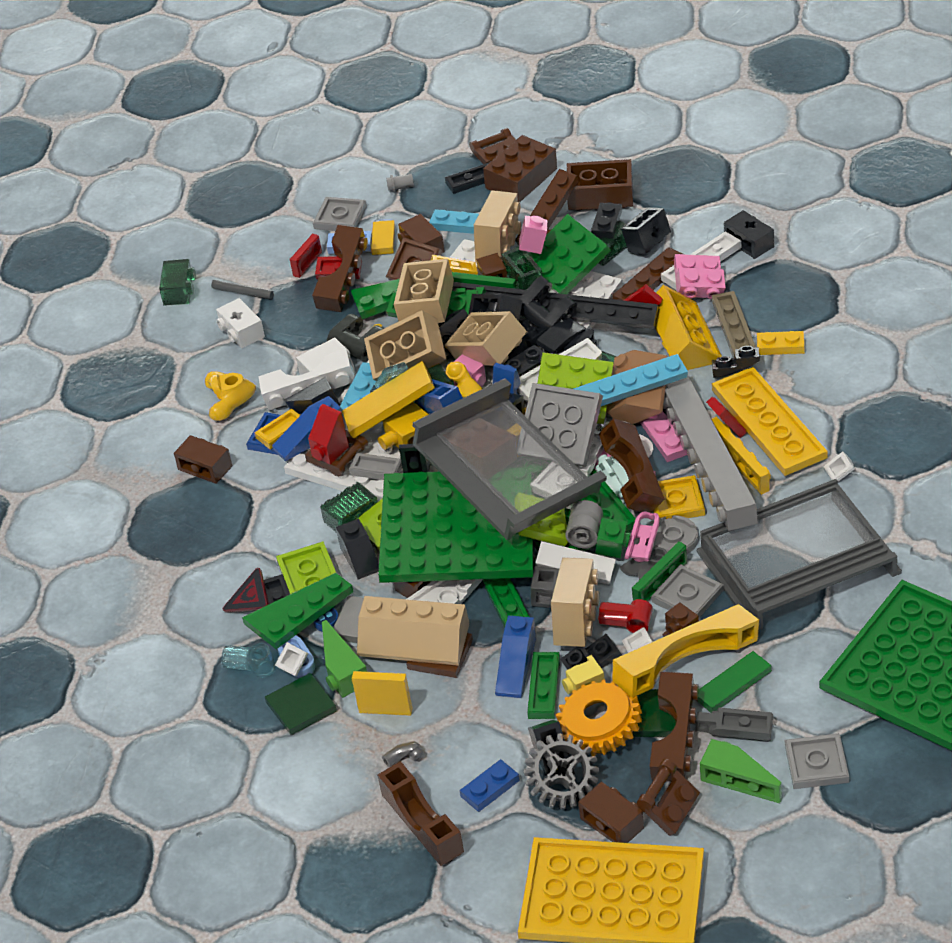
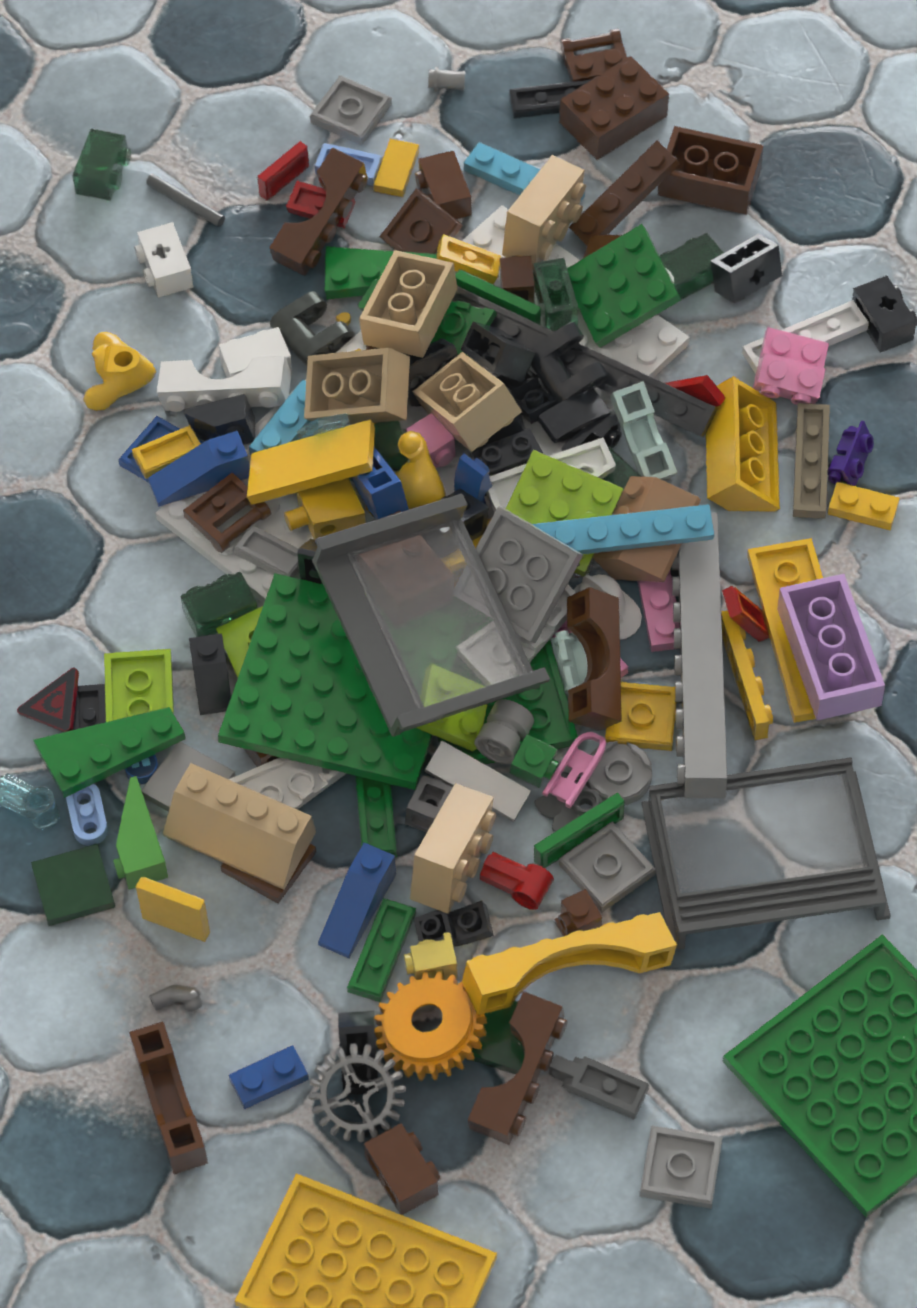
camera: 10 degrees right, 15 degrees up
(203, 459) = (56, 469): reddish brown brick -> none
(291, 659) = (77, 821): white slope -> none
(328, 435) = (215, 499): red slope -> none
(533, 234) = (582, 249): bright pink brick -> none
(603, 321) = (641, 433): none -> light aqua arch
(606, 220) = (696, 240): black plate -> none
(637, 640) = (520, 926): white slope -> none
(648, 275) = (726, 343): reddish brown plate -> none
(675, 801) = (483, 1176): reddish brown plate -> none
(733, 681) = (618, 1018): green tile -> none
(735, 770) = (570, 1148): bright green slope -> none
(744, 358) = (802, 524): black slope -> none
(760, 315) = (855, 445): none -> dark purple hinge
(794, 417) = (830, 647): none -> lavender brick
(839, 466) = (869, 731): white slope -> none

